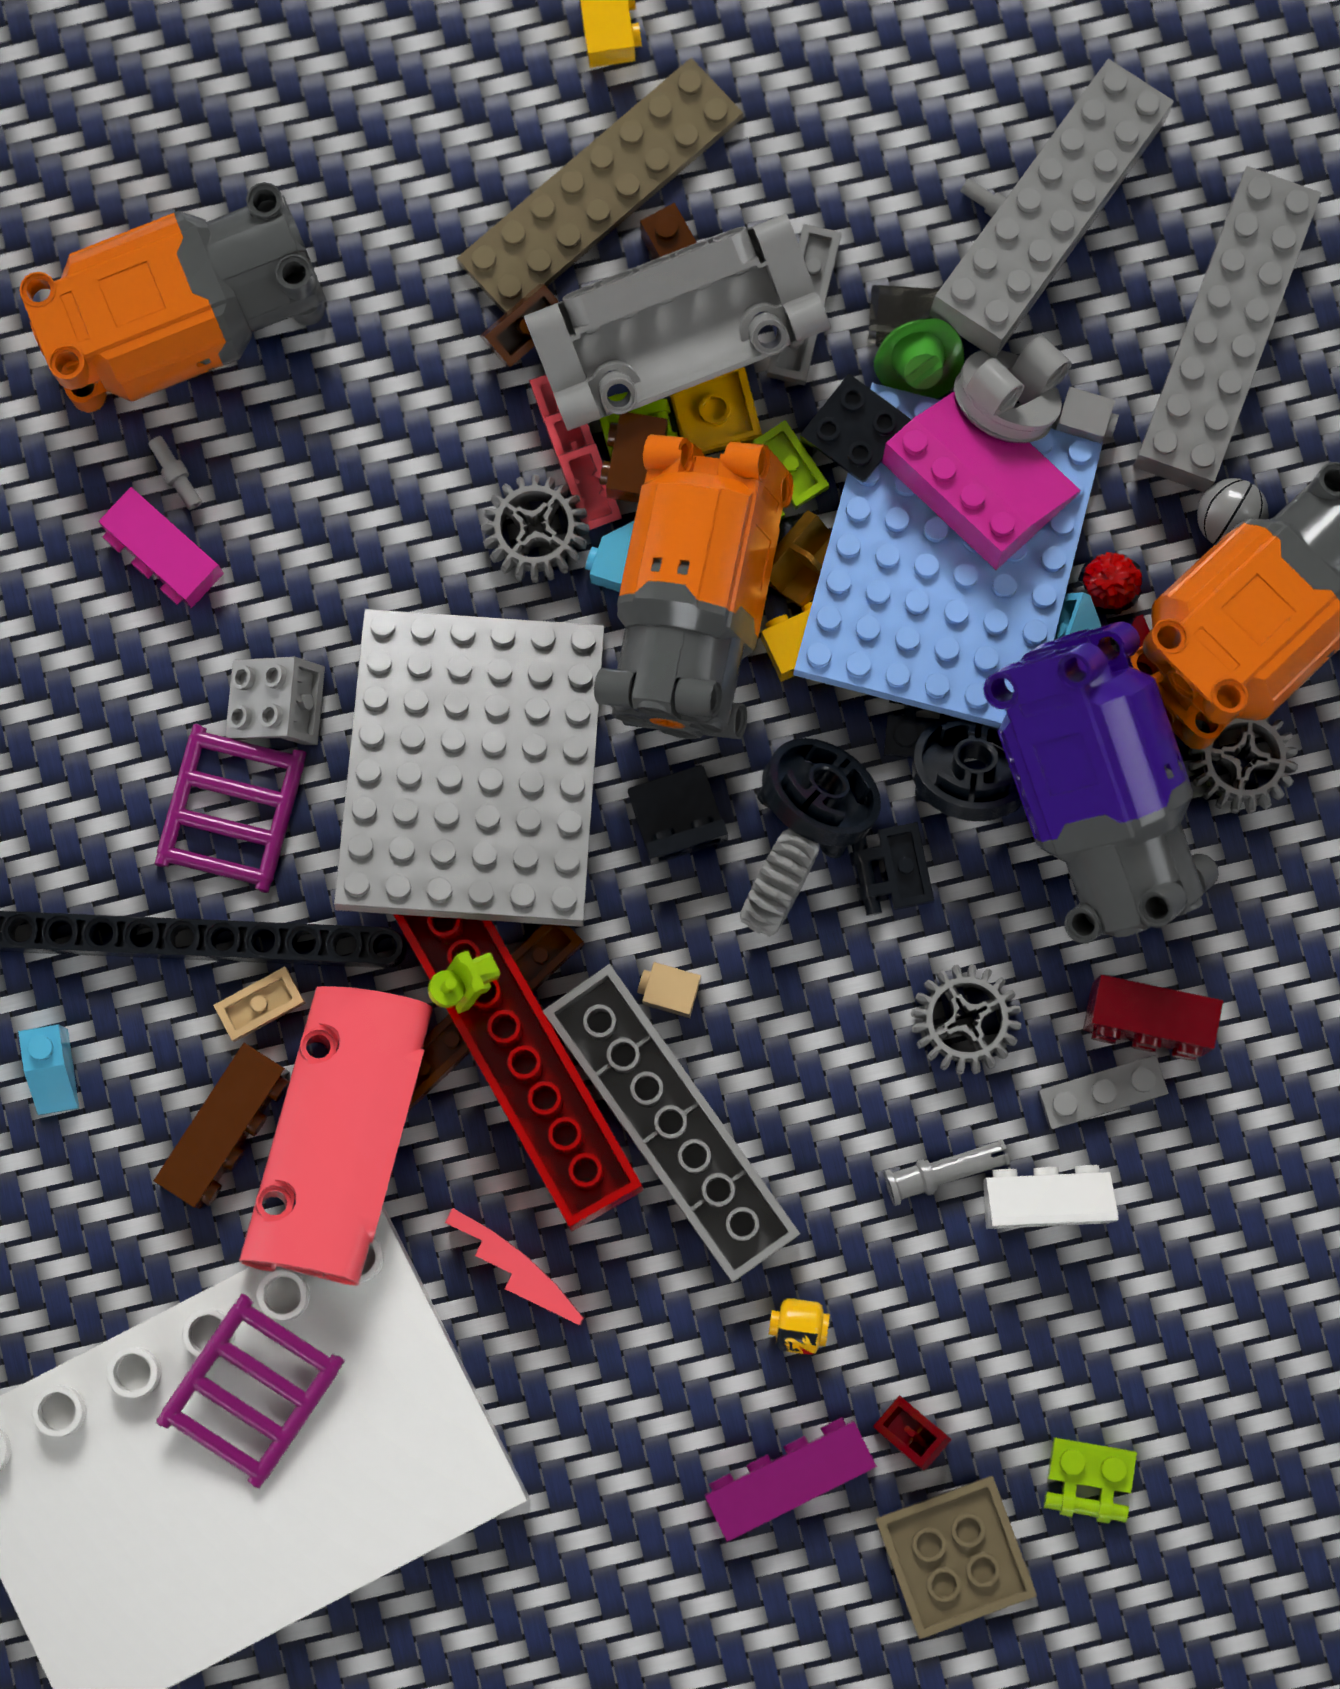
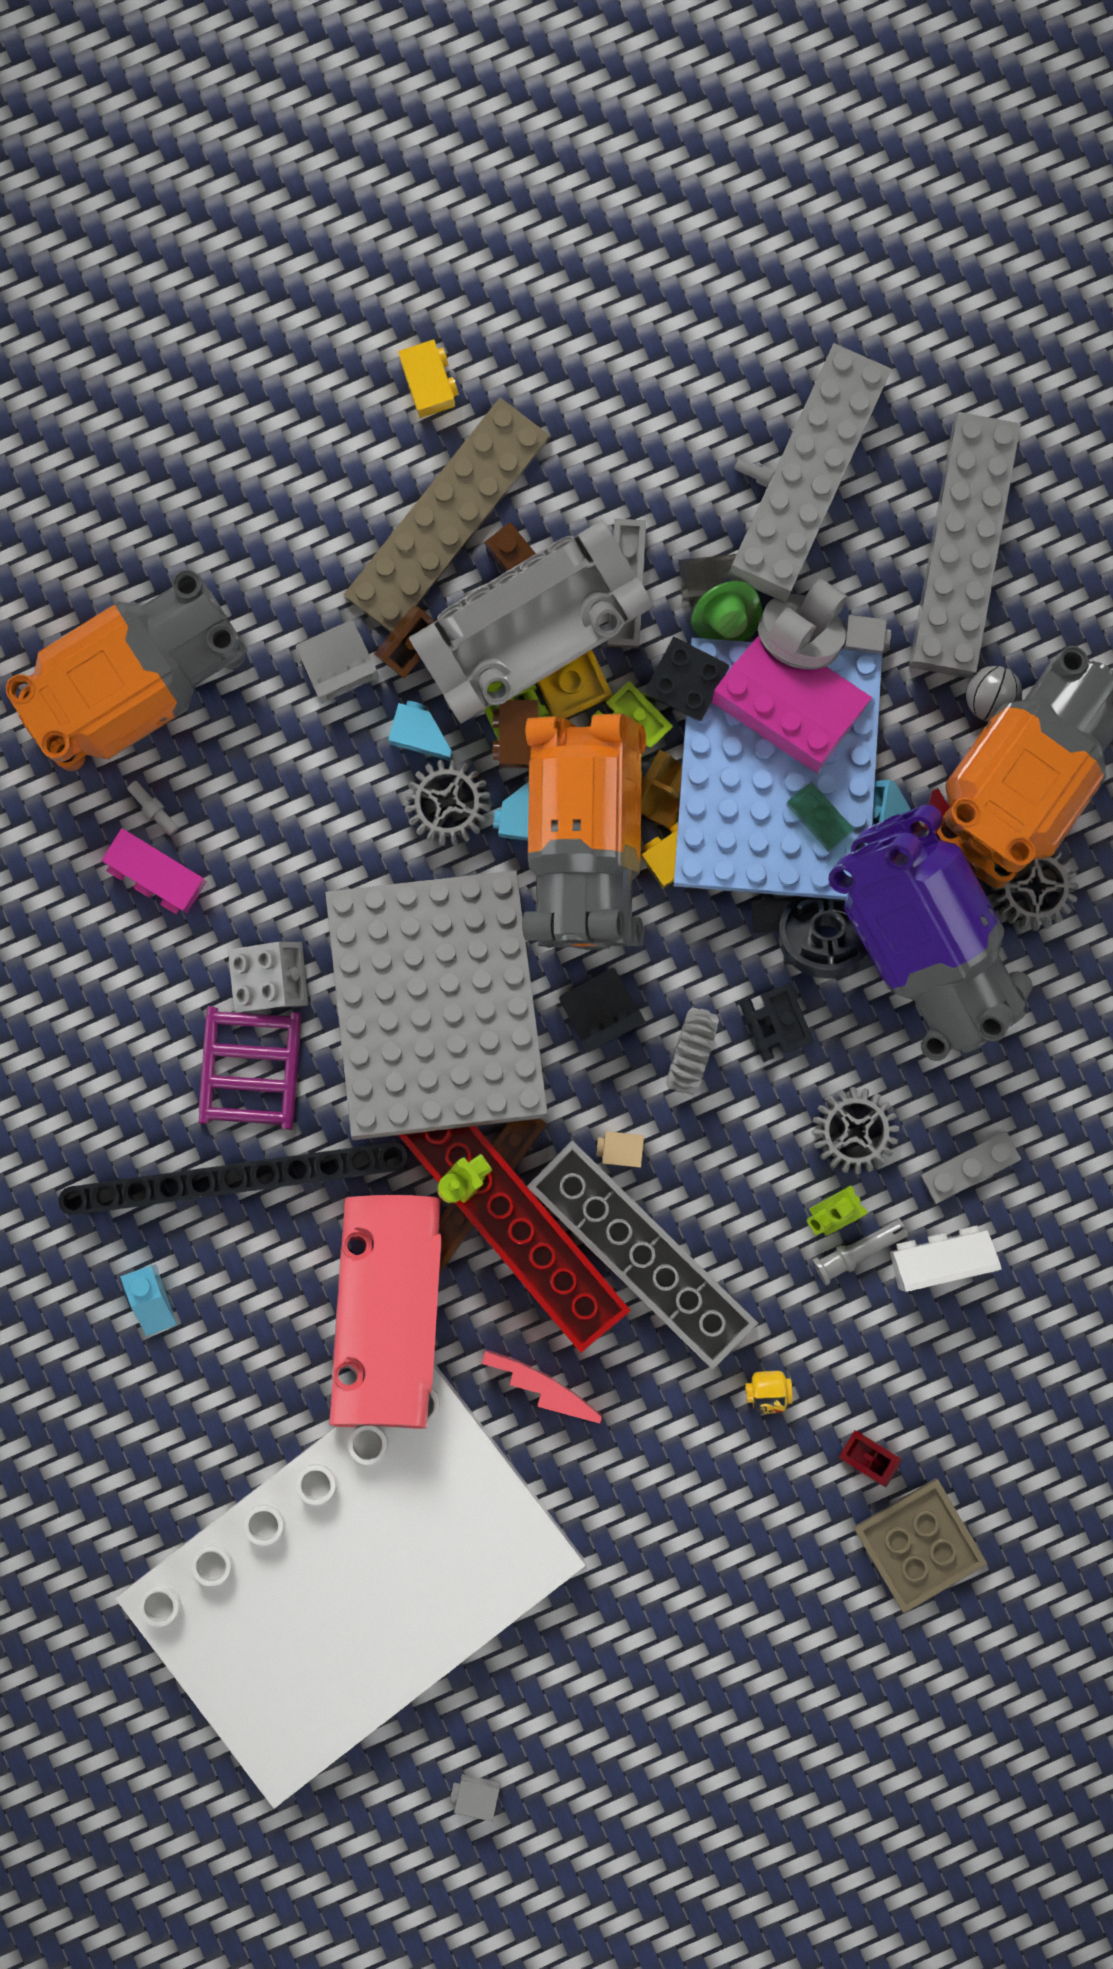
camera: 15 degrees left, 5 degrees up
(222, 1126) = (292, 1320): reddish brown brick -> none
(259, 1004) = (303, 1218): tan plate -> none
(280, 1435) = (328, 1493): magenta bar -> none
(433, 336) = (337, 661): none -> light grey bracket
(515, 437) = (417, 731): none -> medium azure slope
(577, 459) = (470, 741): coral slope -> none
(789, 1480) = (783, 1510): magenta brick -> none
(821, 817) = (701, 991): black piece -> none
(923, 1115) = (836, 1212): none -> lime hips
(989, 620) = (820, 816): none -> clear green plate
(1091, 1466) = (1011, 1456): lime plate -> none
(1112, 582) = (909, 765): red piece -> none
(1152, 1017) = (999, 1105): dark red brick -> none

